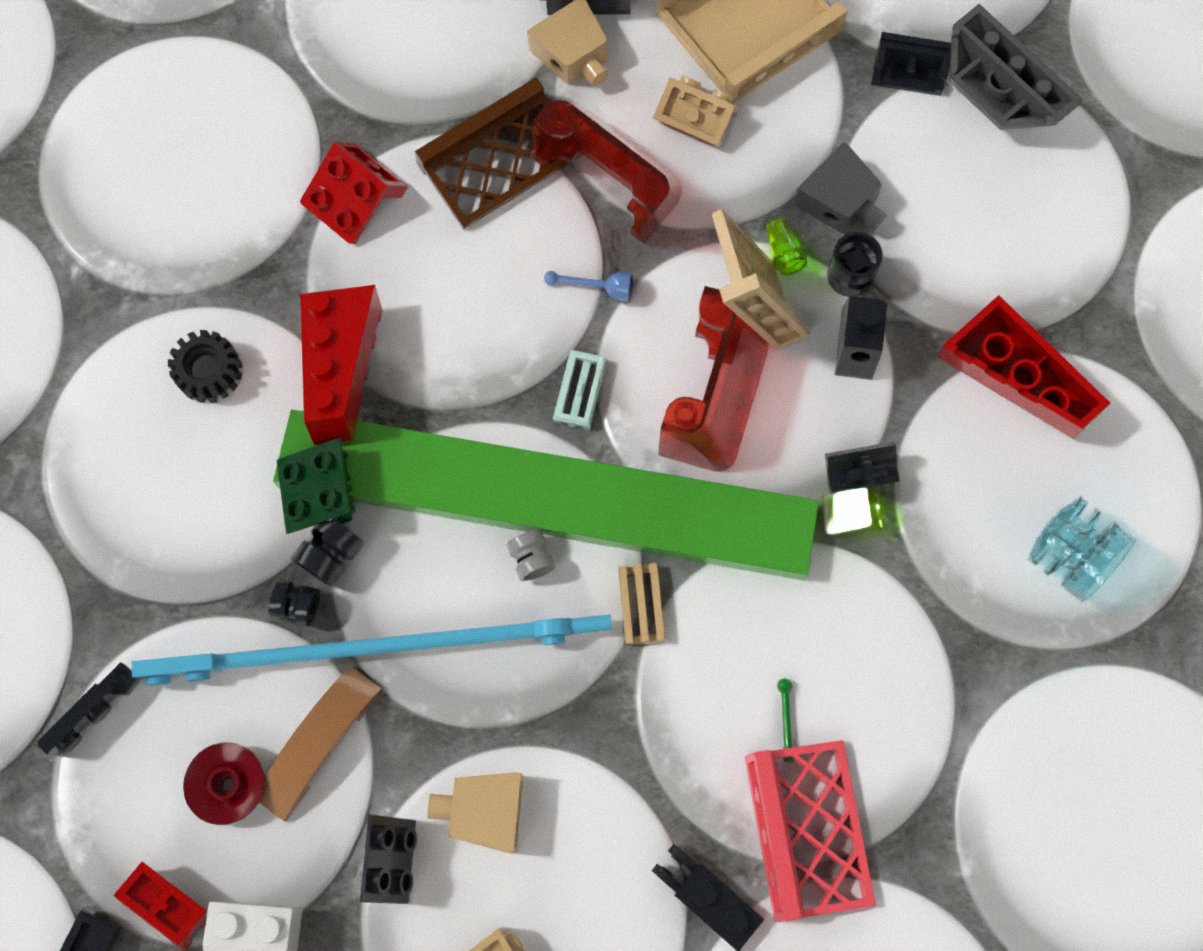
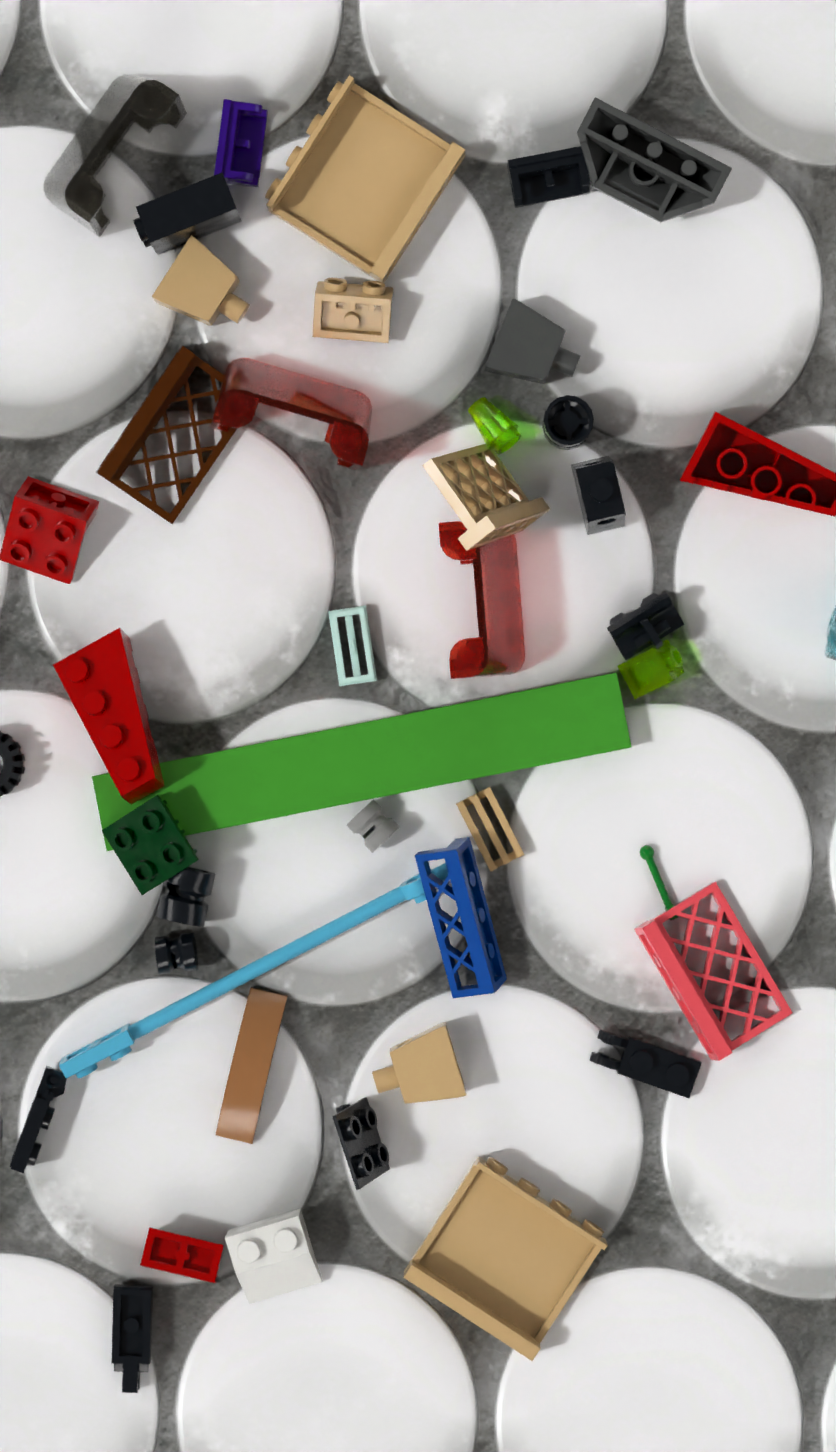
camera: 25 degrees left, 15 degrees up
(205, 778) = (182, 1153): dark red dish -> none
(592, 678) = (474, 916): none -> blue fence
(618, 286) = (347, 529): medium blue hinge -> none

